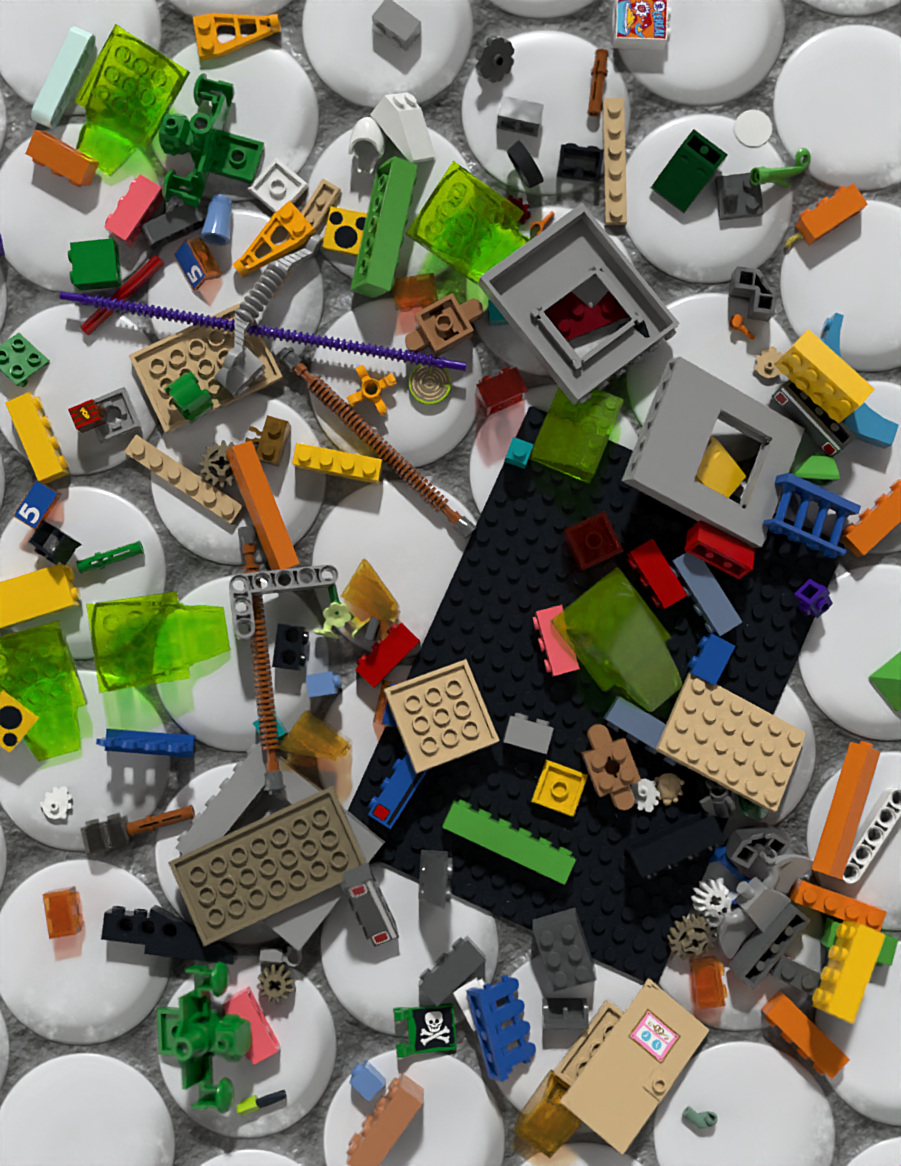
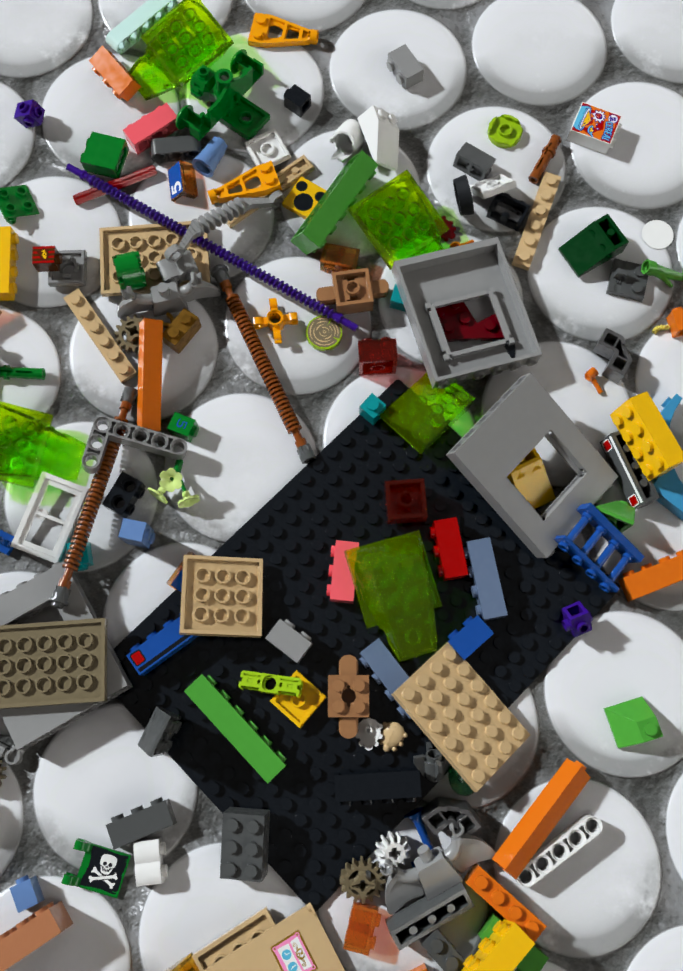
camera: 25 degrees right, 10 degrees down
(199, 701) = (32, 510): none -> white door
(241, 409) = (166, 297): none -> light grey torso
(288, 113) = (297, 100): none -> black brick
(316, 738) = (111, 574): clear yellow slope -> none
(321, 548) = (183, 427): none -> green brick
(337, 463) = (225, 366): yellow brick -> none
(370, 905) = (93, 733): dark grey brick -> none
(371, 594) = (206, 475): clear yellow slope -> none
(373, 628) = (196, 504): dark grey tile -> none
(386, 654) = (200, 531): red brick -> none
(489, 1030) = (150, 887): blue fence -> none
(494, 58) = (470, 113): dark grey plant -> none
(512, 786) = (284, 684): none -> lime piece
(539, 63) = (504, 131): none -> lime tile
(552, 140) = (492, 186): none -> white tile
(565, 1013) = (223, 904): dark grey hinge -> none
(720, 550) = (510, 547): red brick -> none
(765, 363) = (603, 416): tan piece -> none

